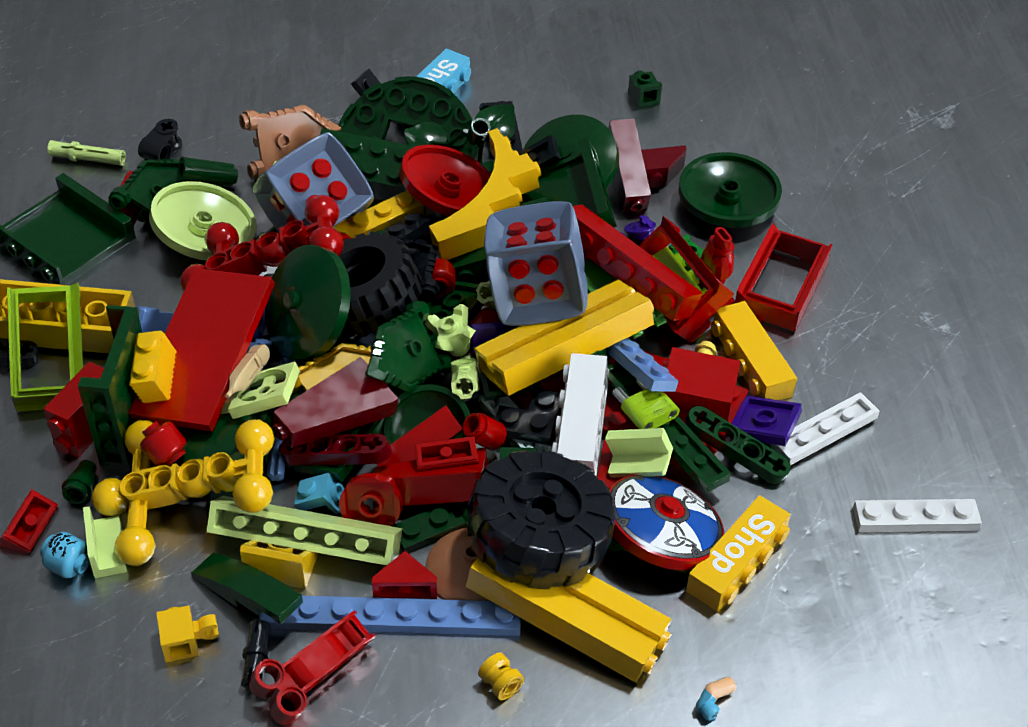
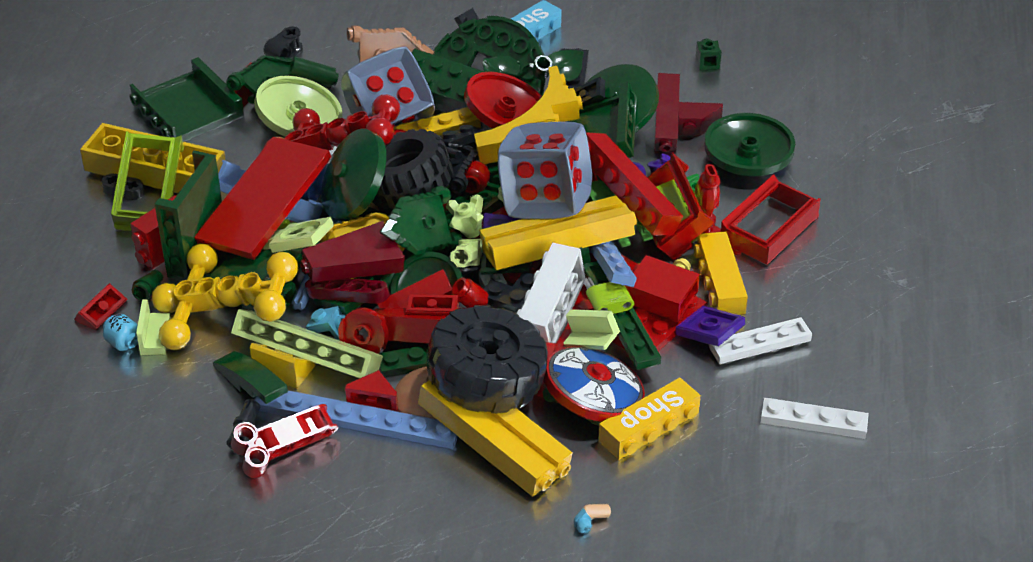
camera: 15 degrees right, 5 degrees down
(76, 152) = (214, 44): yellowish green pin -> none
(152, 367) = (219, 203): yellow brick -> none
(163, 443) = (213, 261): red head -> none
(180, 632) = (191, 400): yellow brick -> none
(248, 369) = (293, 217): tan piece -> none
(501, 676) = (425, 471): yellow wheel -> none
(735, 447) = (681, 337): dark green beam -> none

